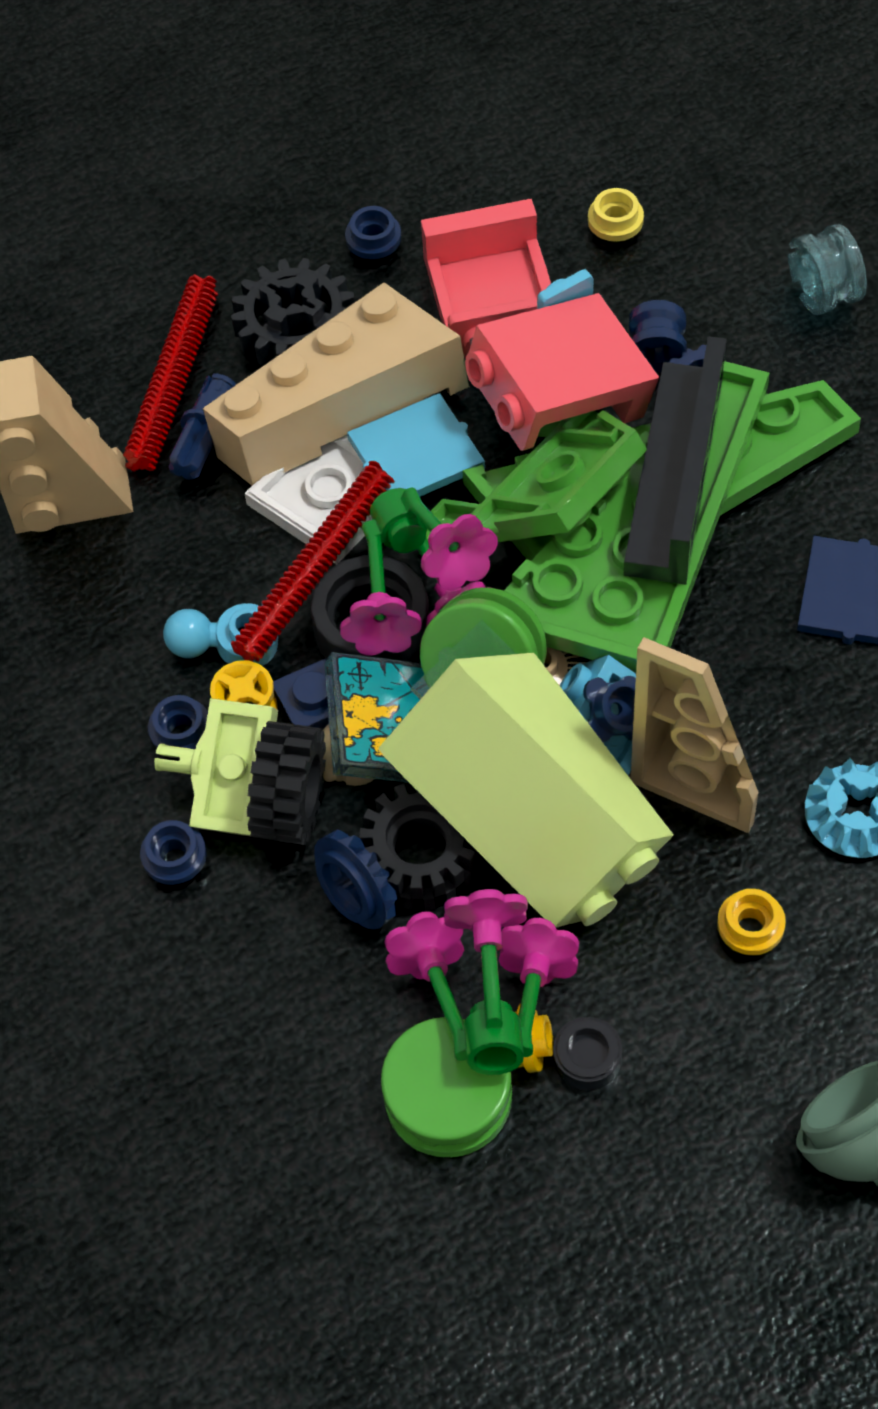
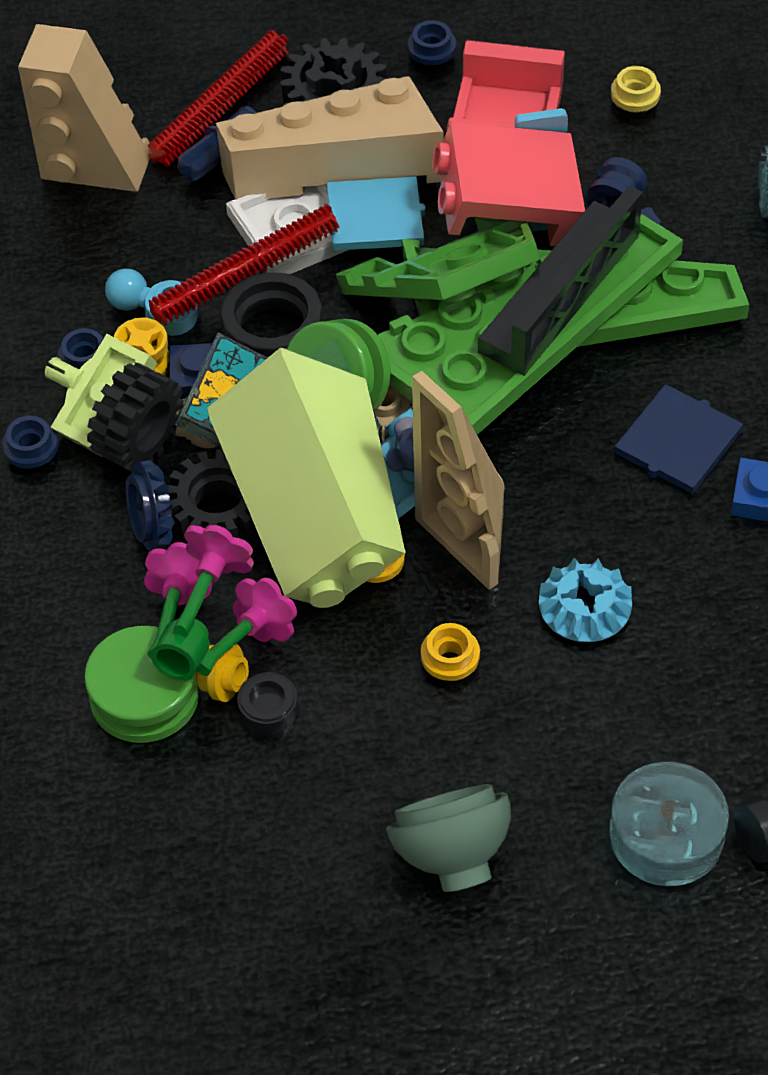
camera: 20 degrees right, 5 degrees down
(449, 556) = (334, 277): dark pink plant -> none

